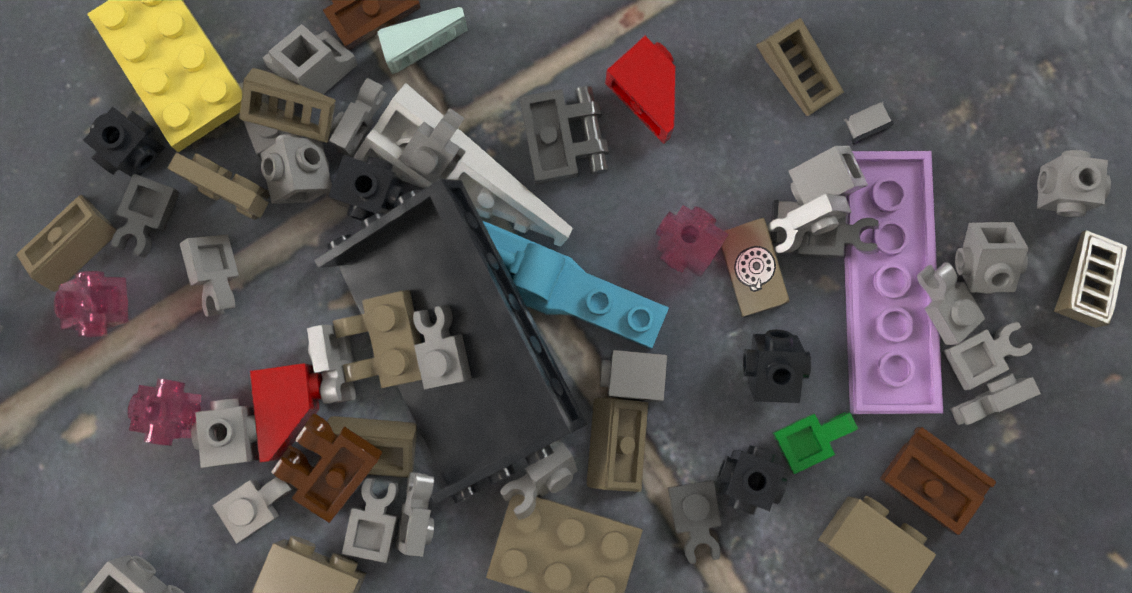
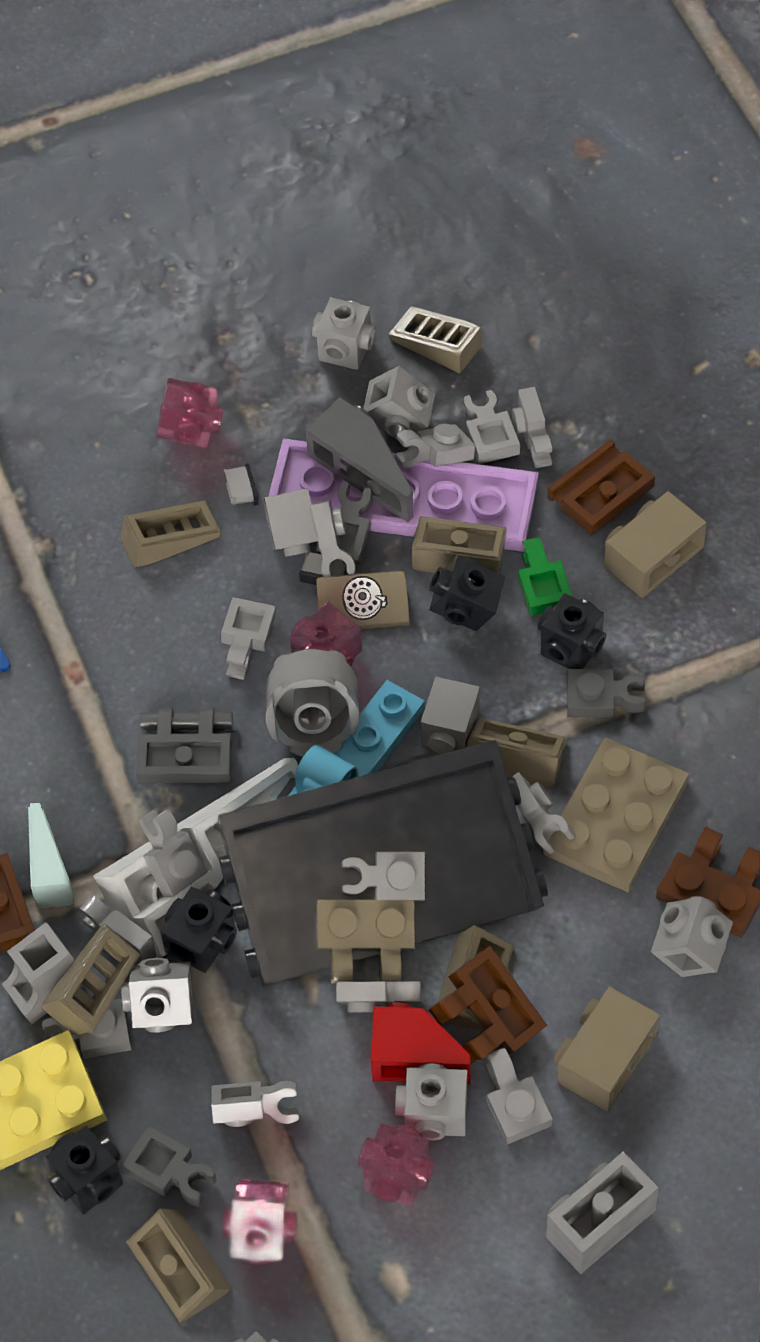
camera: 75 degrees left, 25 degrees down
(216, 183) = (173, 1048): dark tan plate -> none
(371, 529) = (559, 985): light grey plate -> none
(415, 523) = (559, 937): light grey plate -> none
(617, 241) = (312, 700): none -> light grey brick
(646, 85) = (158, 659): red slope -> none
(701, 163) = (246, 628): none -> light grey plate
(835, 349) = (441, 540): none -> dark tan slope
(925, 221) = (355, 450): none -> dark grey slope
(936, 51) = (189, 413): none -> clear pink brick

